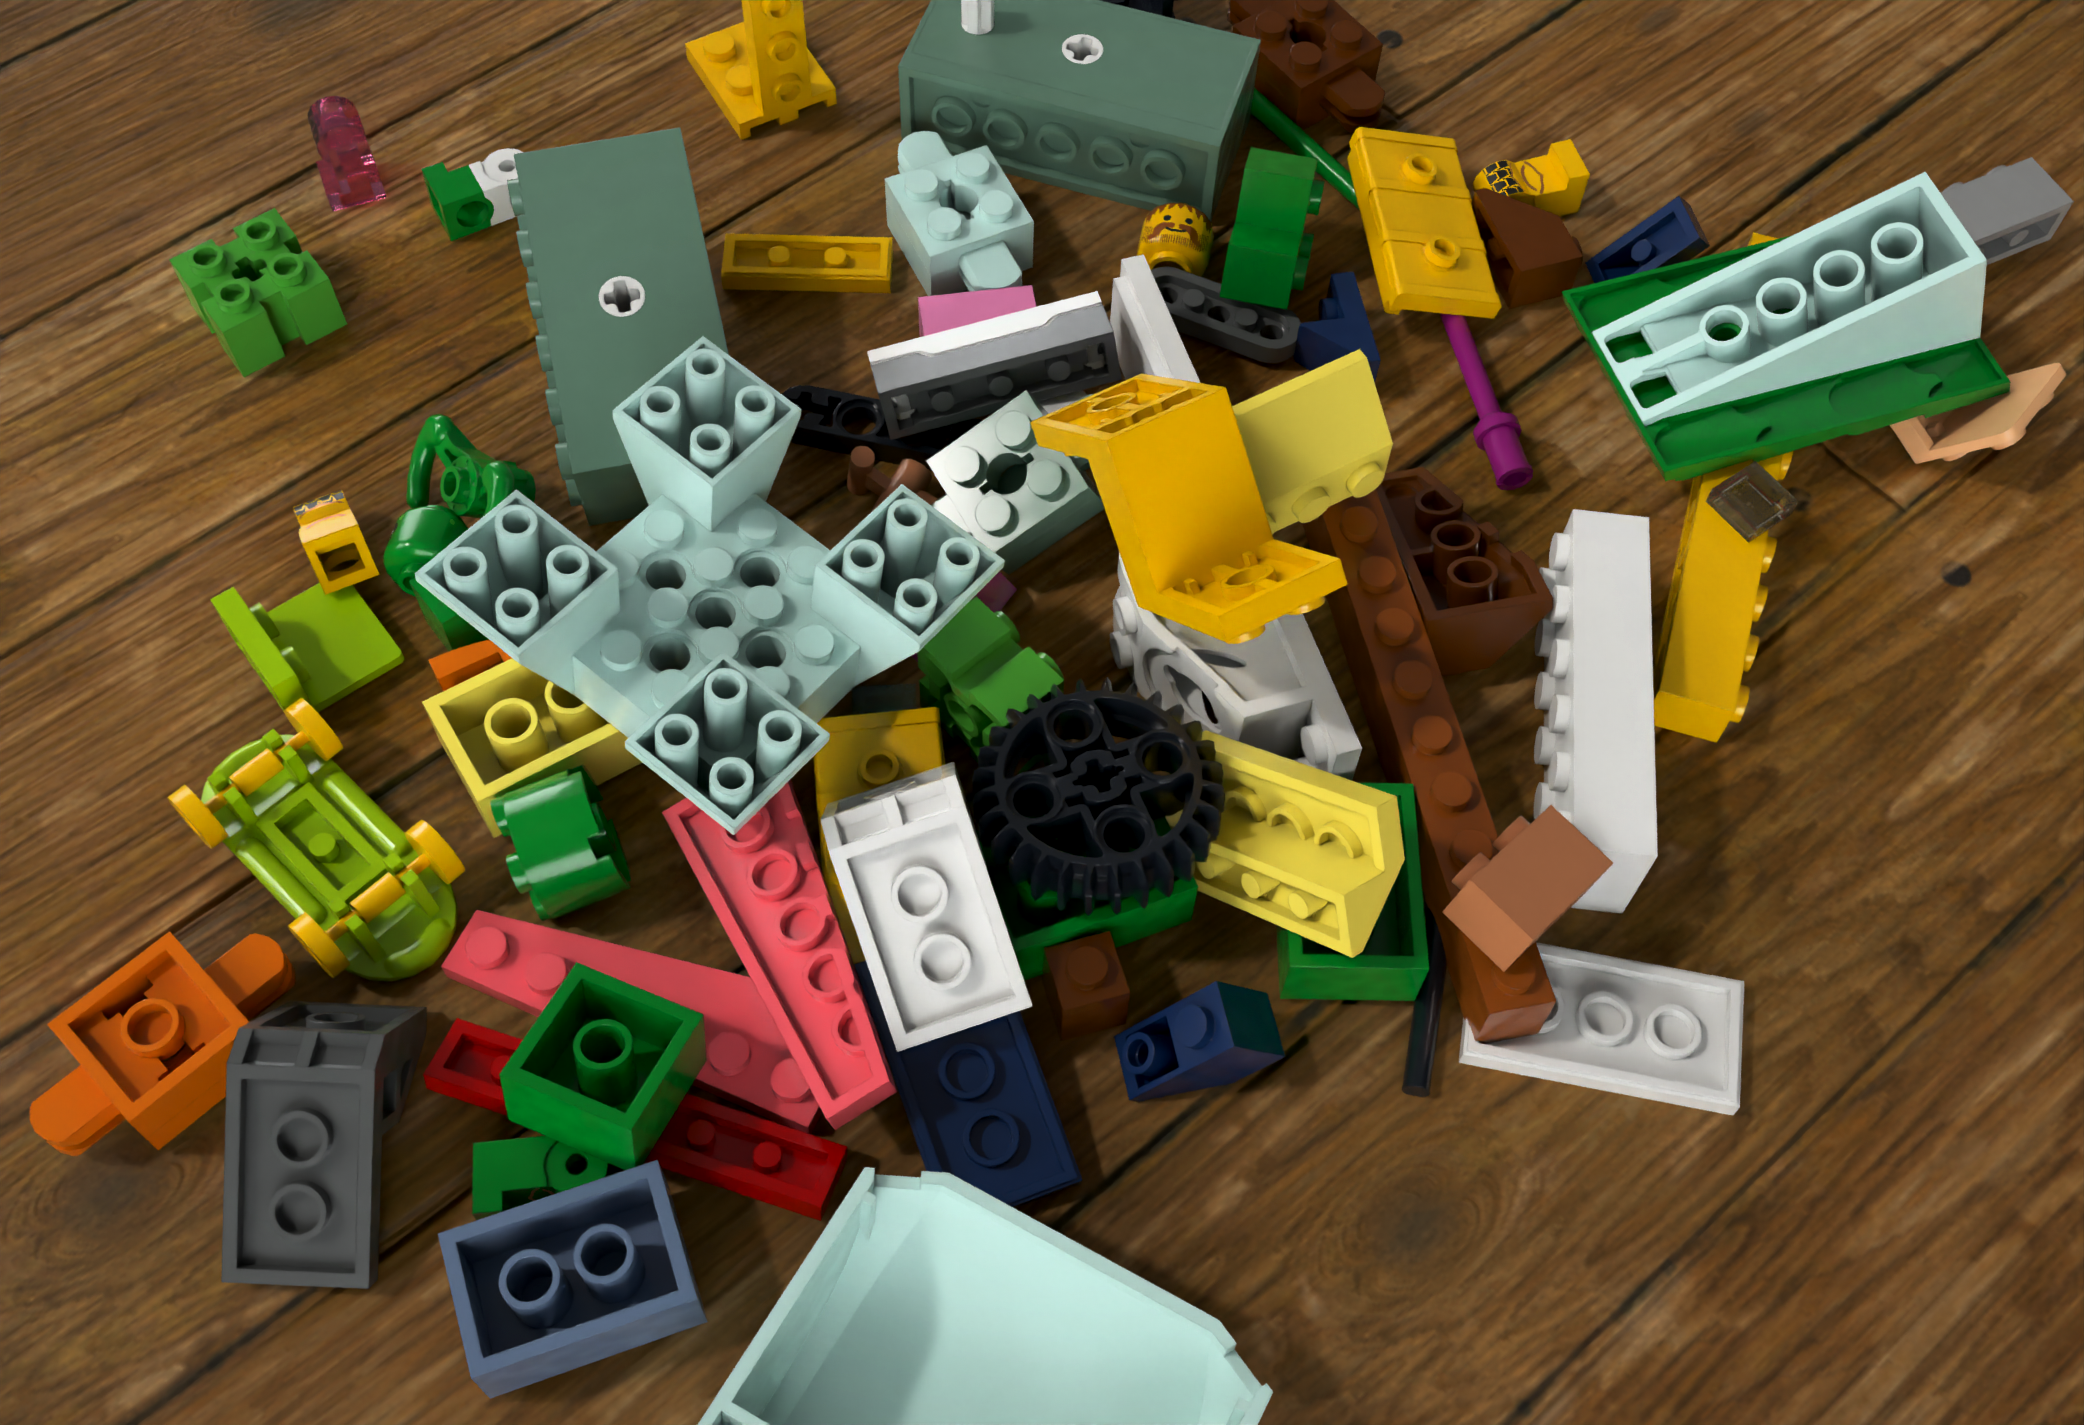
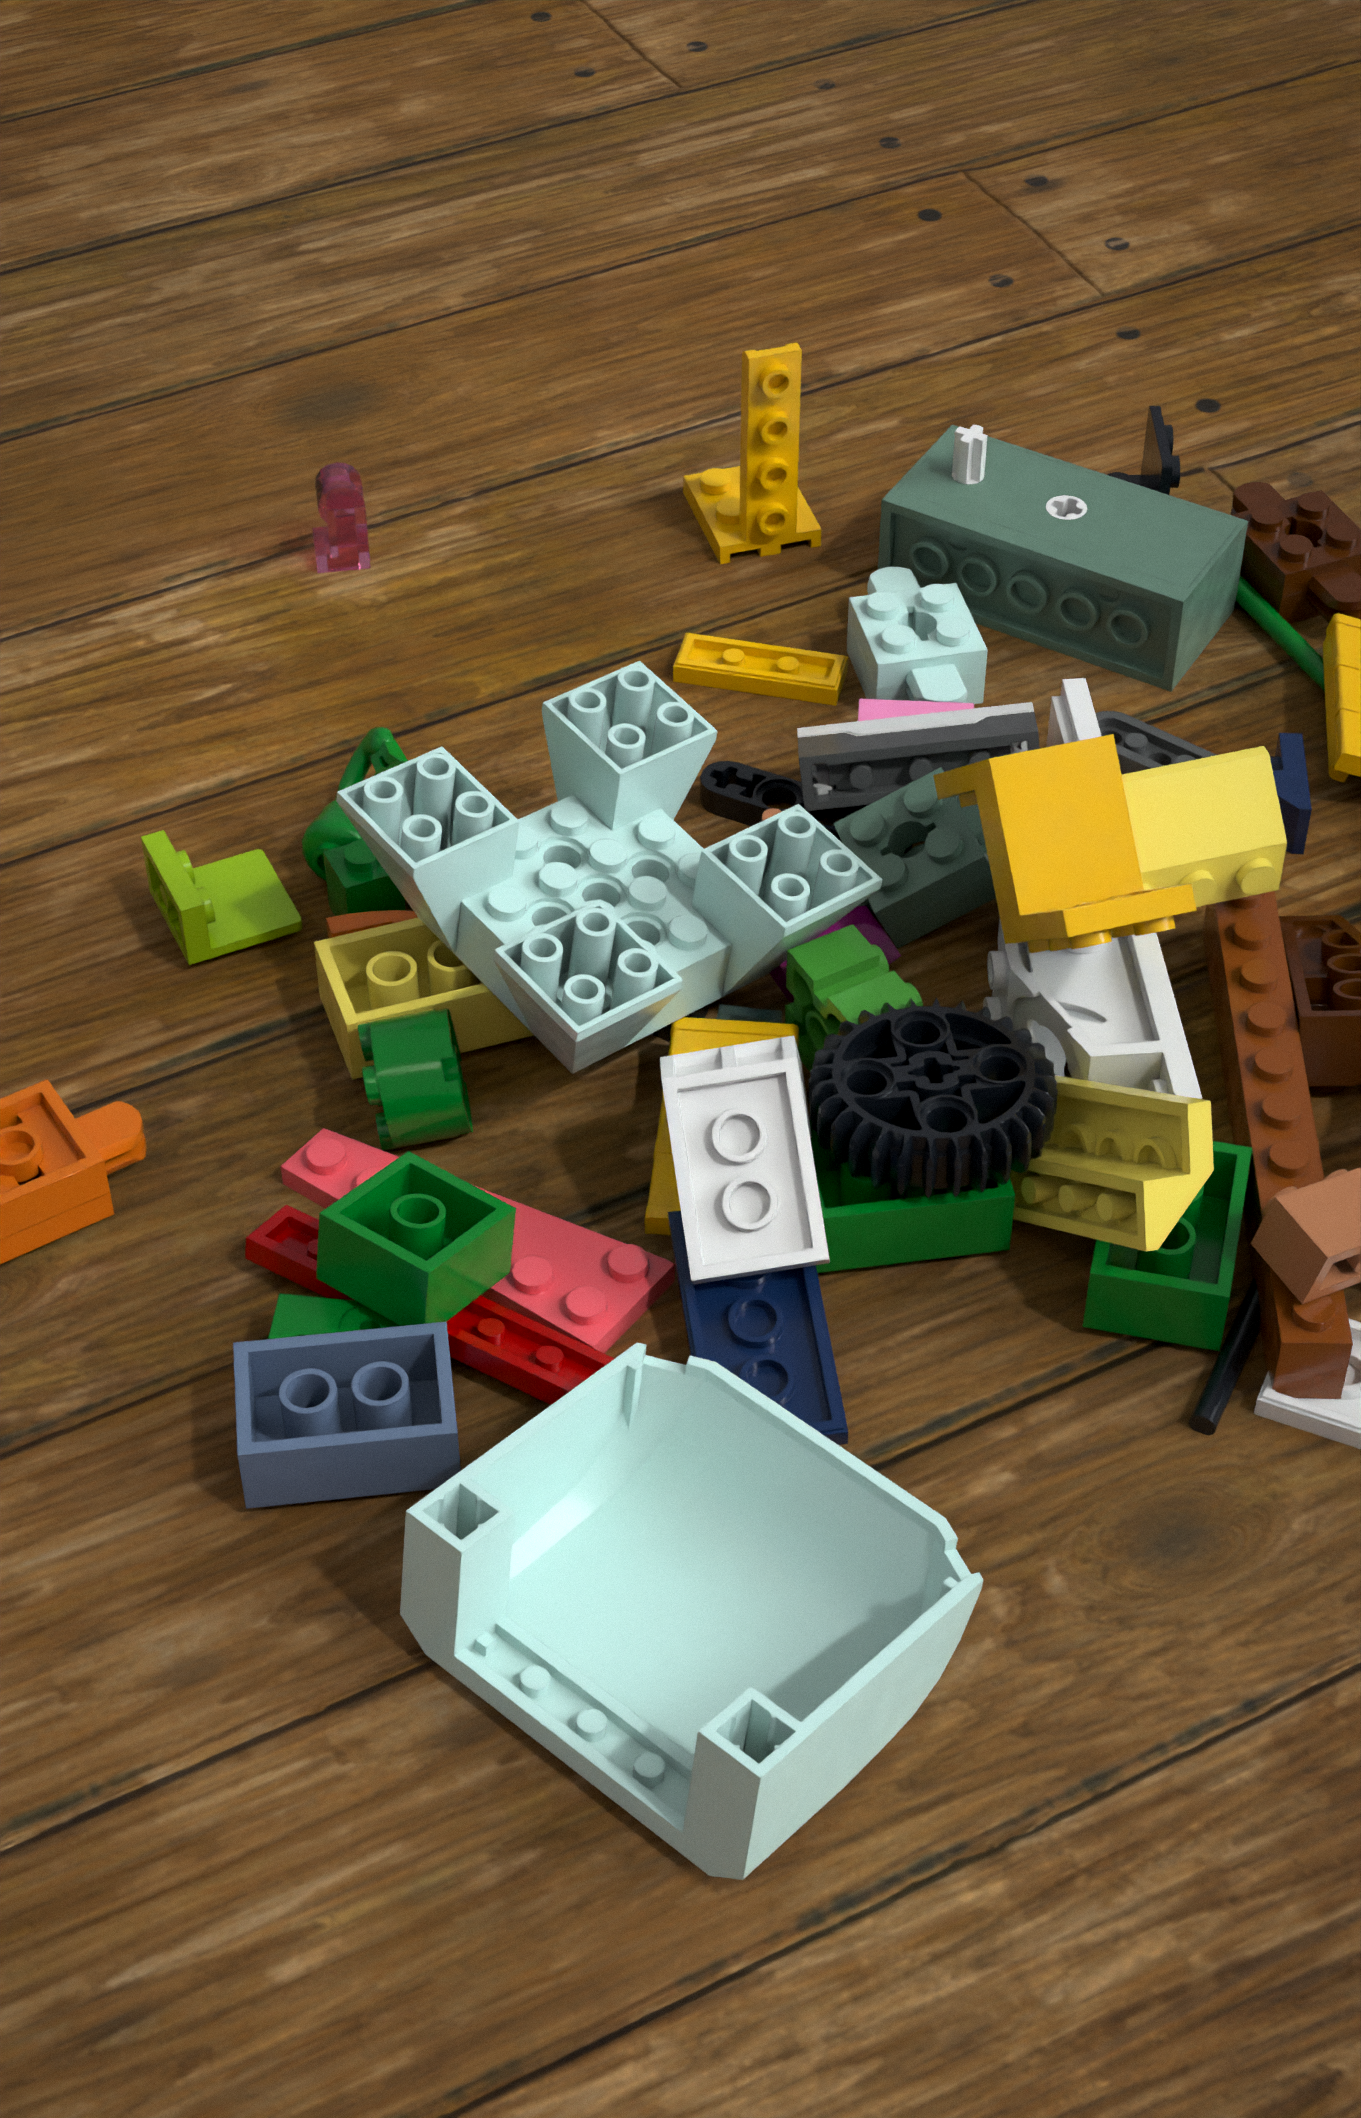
camera: 15 degrees right, 15 degrees down
(259, 292) = (237, 620): bright green brick -> none
(305, 1139) = (131, 1269): dark grey bracket -> none
(329, 853) = (199, 1060): lime piece -> none
(333, 537) = (262, 820): yellow leg -> none
(473, 194) = (461, 570): green leg -> none
(613, 293) = (570, 606): sand green piece -> none
(792, 945) = (609, 1176): coral wing -> none
(1085, 985) = (888, 1275): reddish brown brick -> none
(1177, 238) = (1132, 687): yellow head -> none
(1199, 1042) = (992, 1339): dark blue slope -> none
(1268, 241) = (1225, 690): green brick -> none

